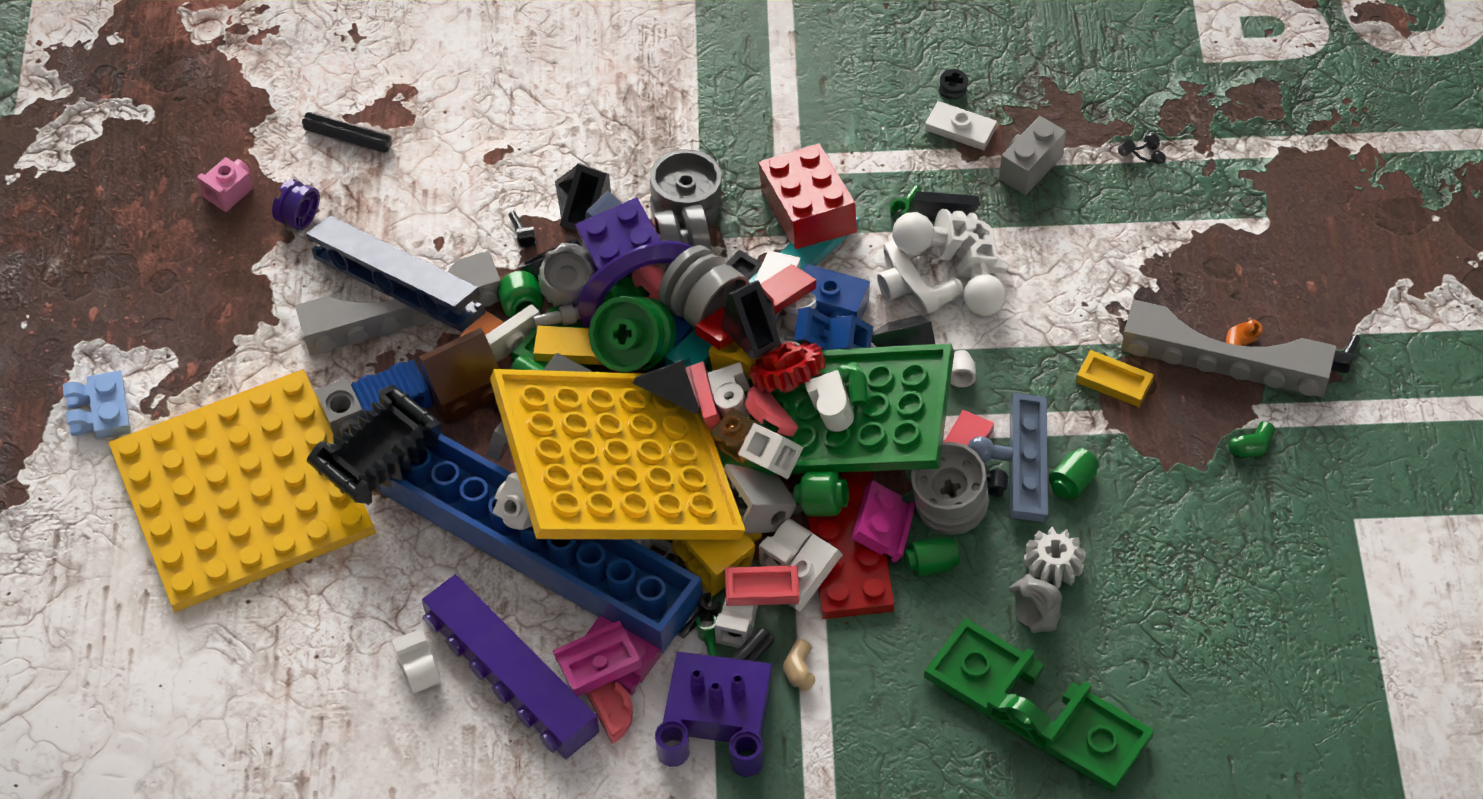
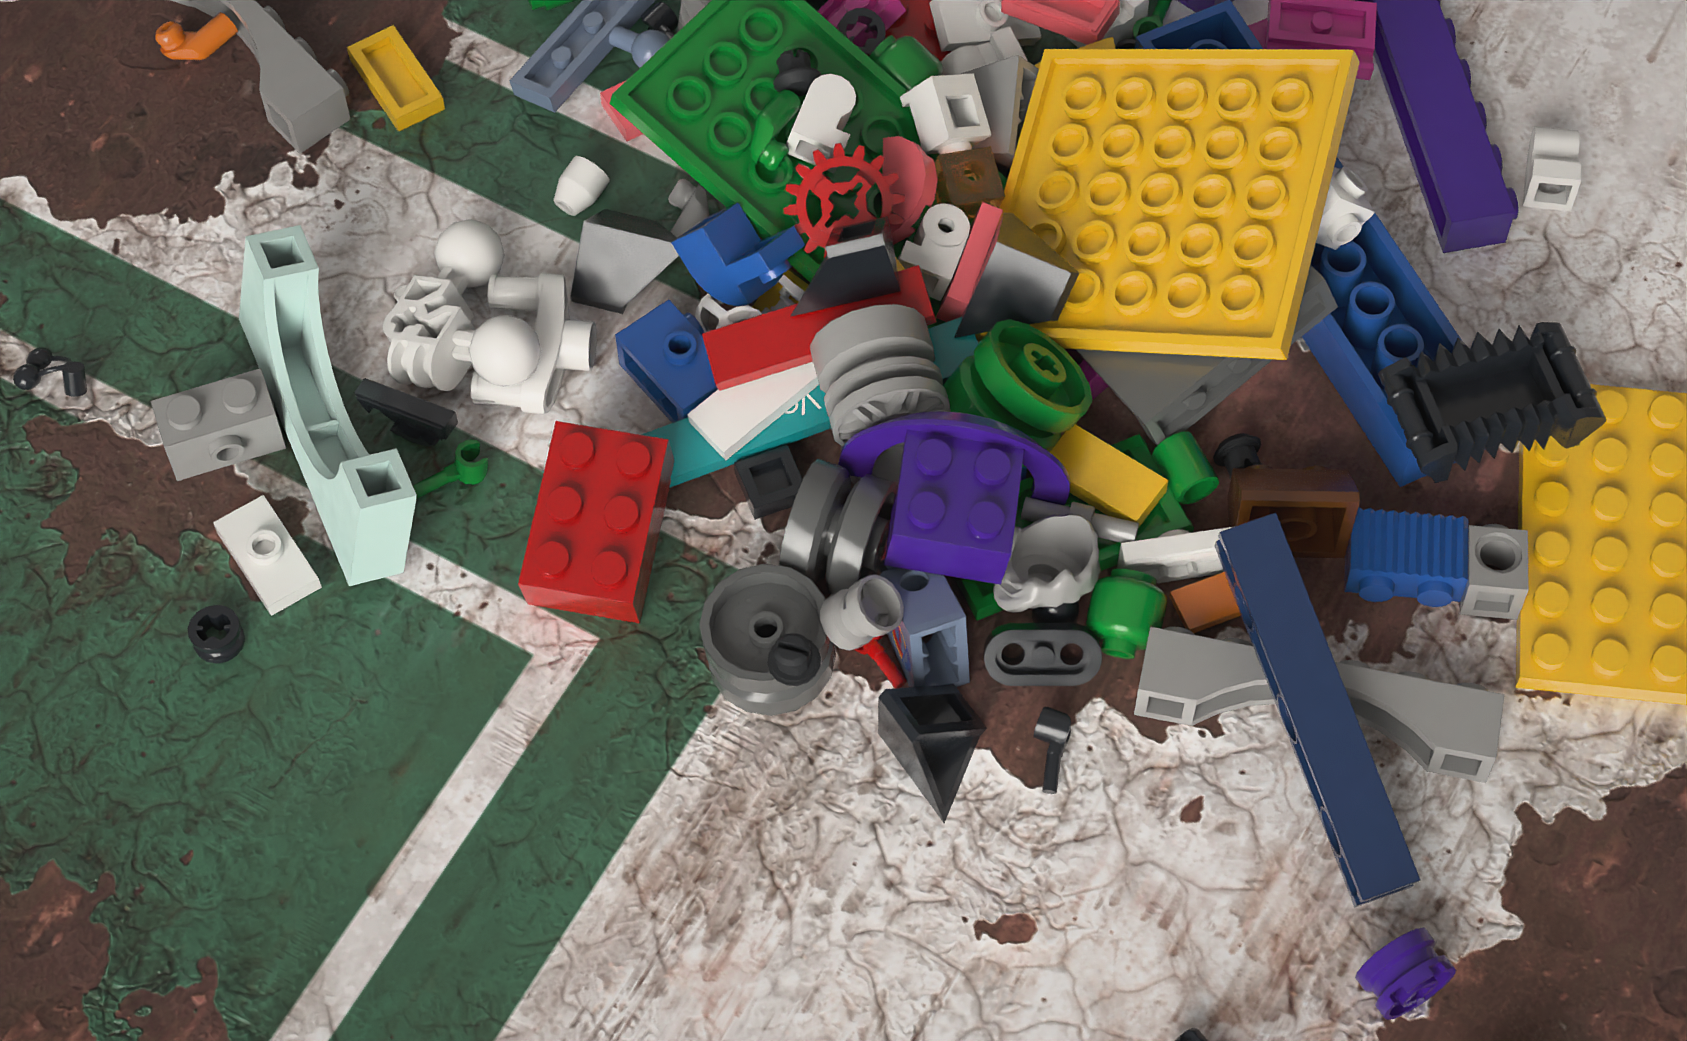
camera: 150 degrees left, 5 degrees up
(645, 190) = (861, 612): none -> light grey wheel
(657, 158) = (794, 660): none -> black piece
(861, 495) = (866, 17): none -> black bush
(864, 414) = (795, 72): none -> black piece
(1035, 197) = (359, 496): none -> light aqua arch

